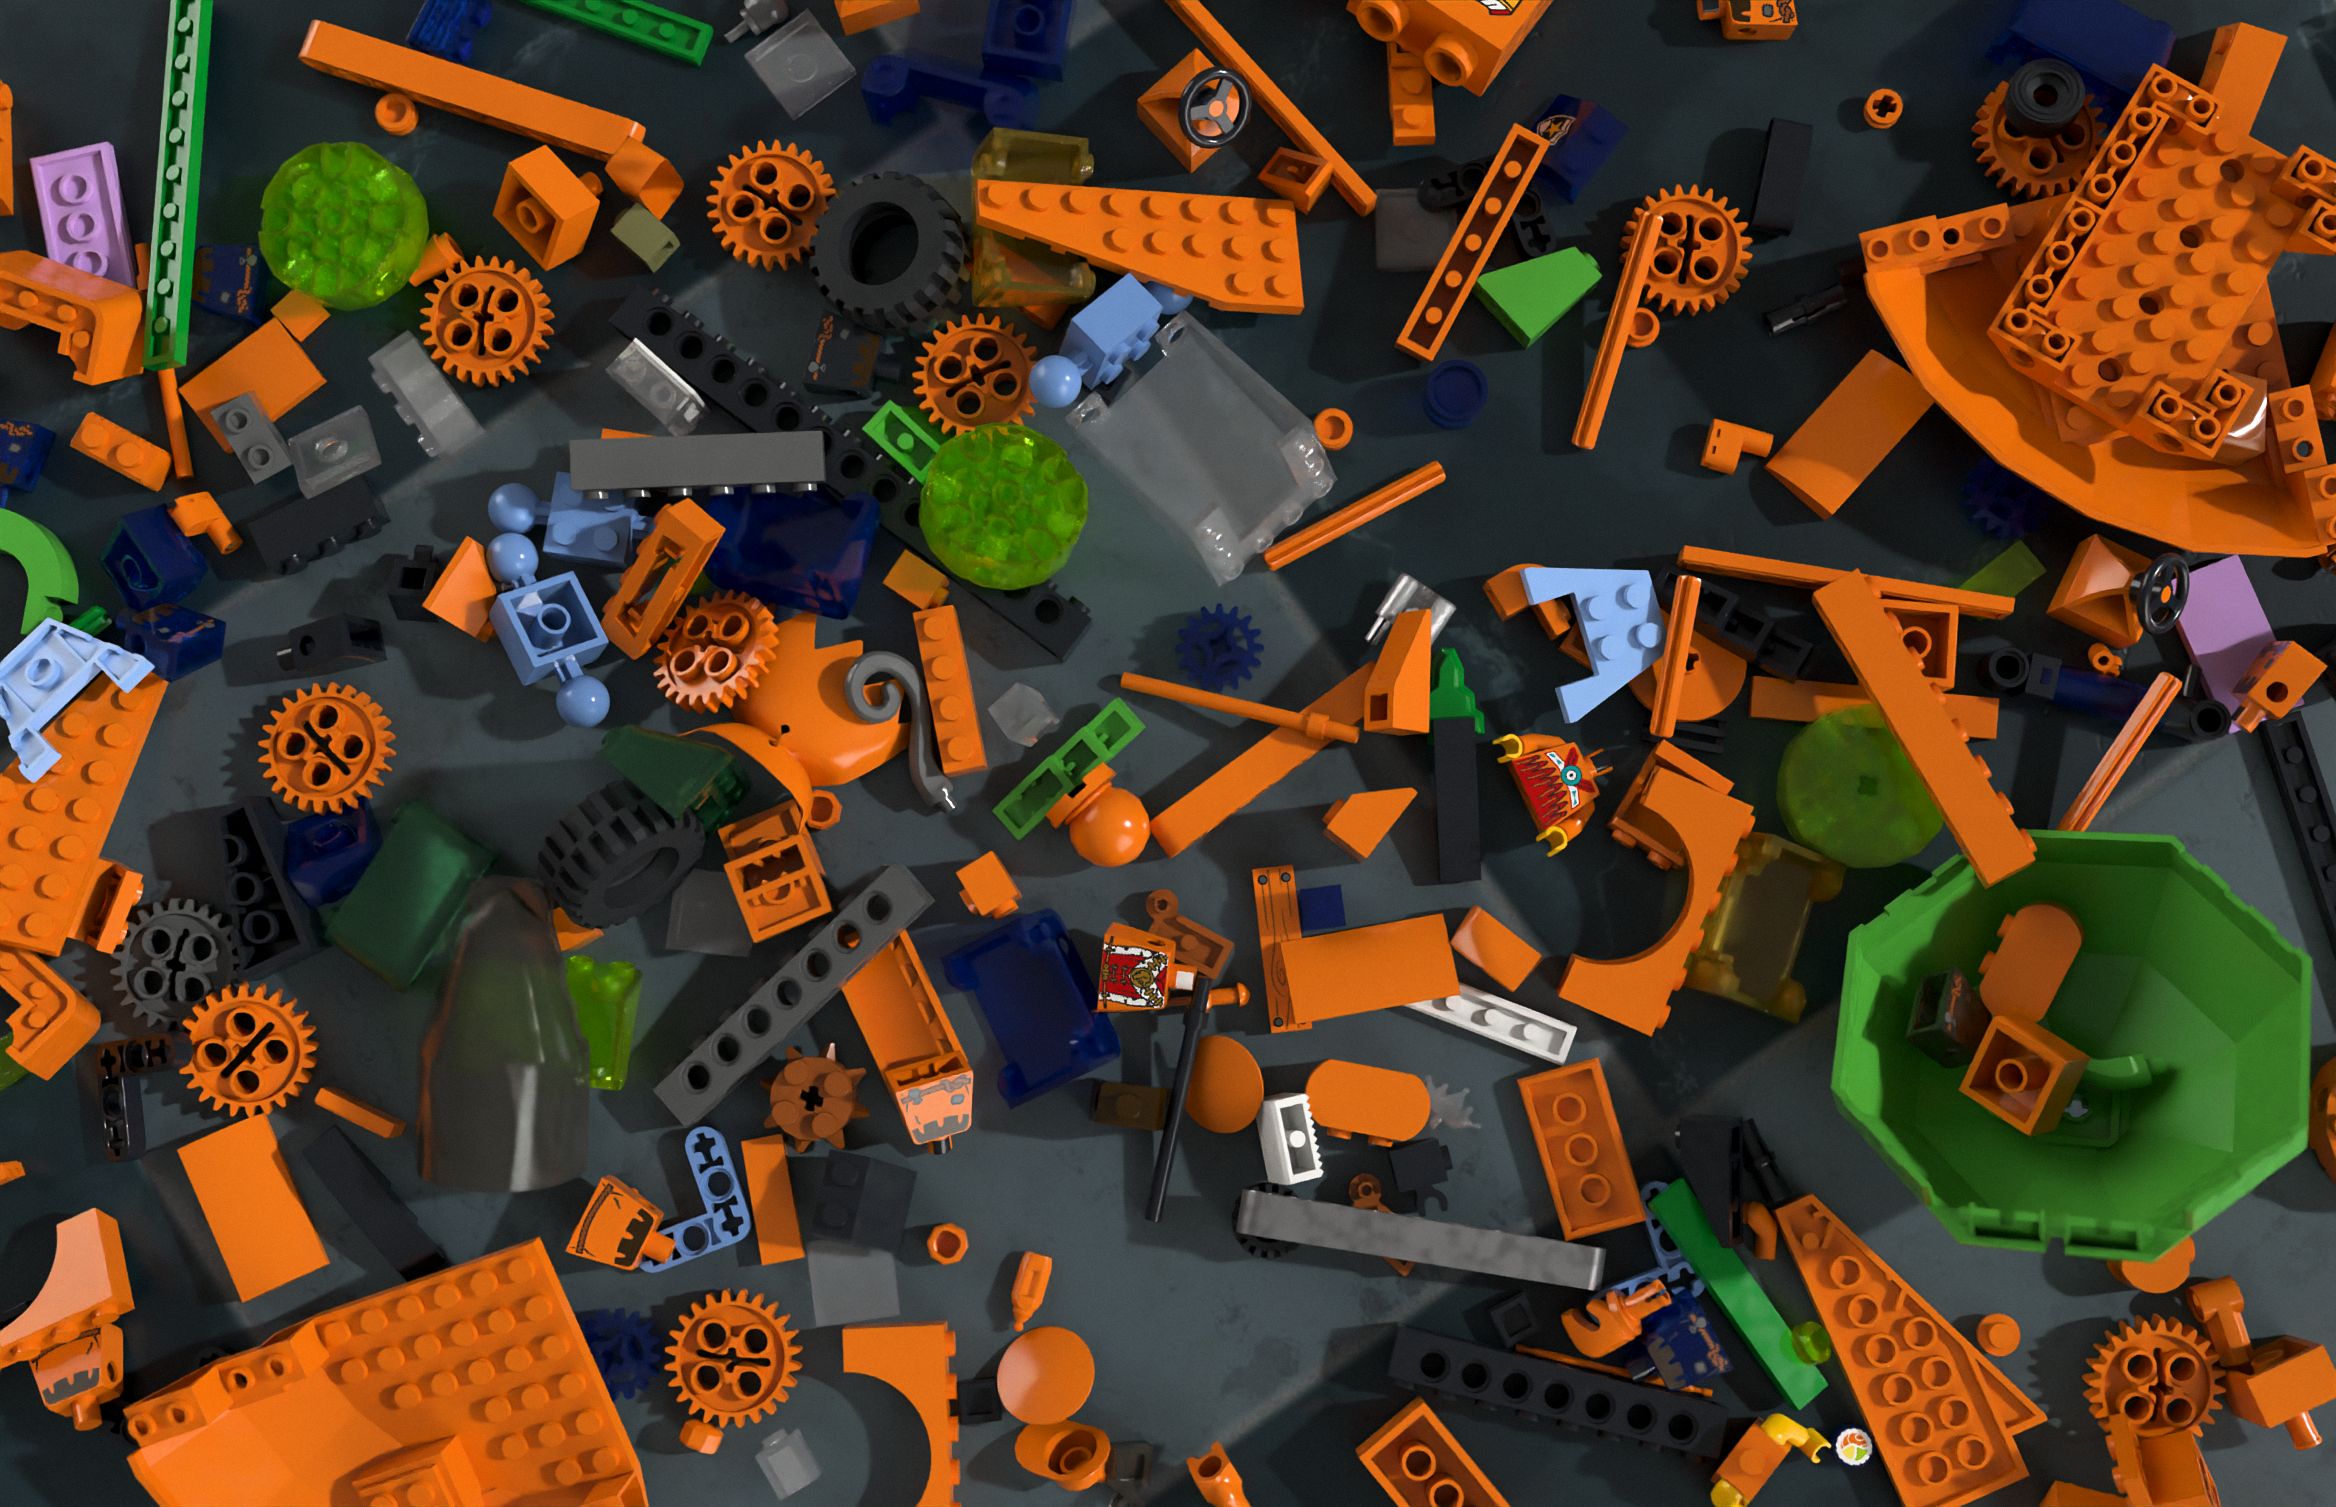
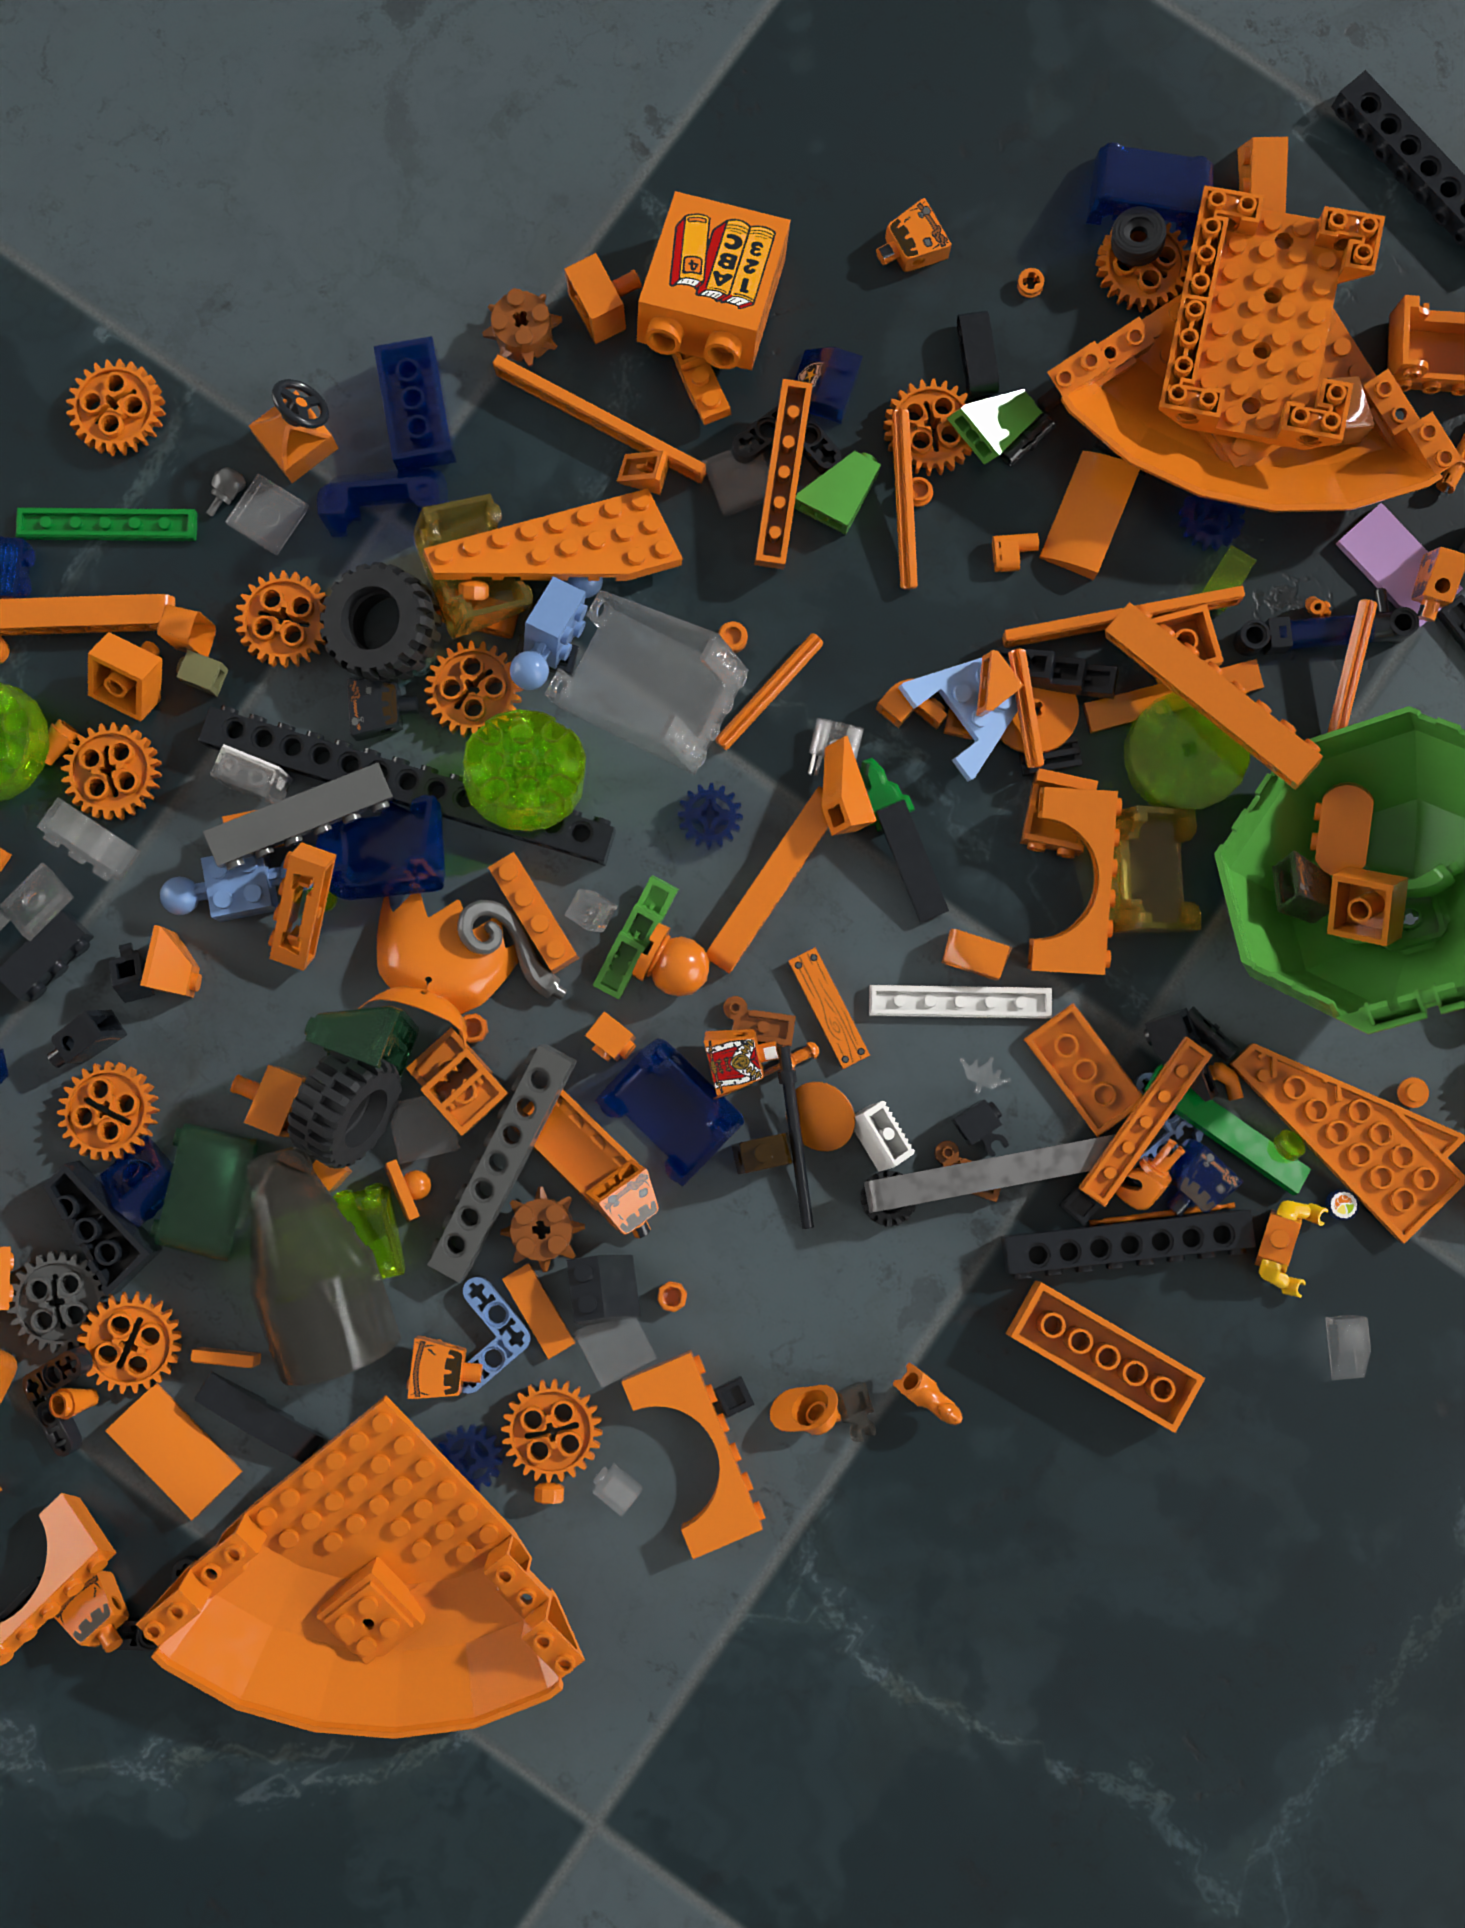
camera: 25 degrees left, 0 degrees up
(148, 1097) = (71, 1401): none -> orange cone
(532, 806) = (270, 1098): none -> orange brick
(548, 629) = (234, 971): medium blue brick -> none
(671, 983) = (413, 1186): none -> orange tile
(716, 652) = (359, 944): orange gear -> none
(906, 437) = (438, 748): bright green slope -> none
(917, 582) = (482, 846): orange brick -> none
(1022, 253) = (473, 589): none -> orange tile
(1029, 1286) = (740, 1305): orange piece -> none
(1045, 1375) = (773, 1362): orange shield -> none
(1196, 109) = (557, 447): piece -> none
(1315, 725) = (796, 844): orange bar -> none
(1321, 908) = (846, 969): clear blue brick -> none
(1365, 819) = (854, 897): orange slope -> none
(1367, 1101) = (926, 1091): orange brick -> none
(1369, 968) = (894, 999): orange slope -> none
(1455, 394) = (809, 582): clear blue piece -> none
(1554, 783) = (975, 825): torso -> none
(1633, 1245) = (1145, 1121): none -> orange tile
(1647, 610) = (996, 683): none -> orange slope
(1769, 273) = (994, 422): none -> bright green slope
(2116, 591) = (1309, 556): orange piece -> none

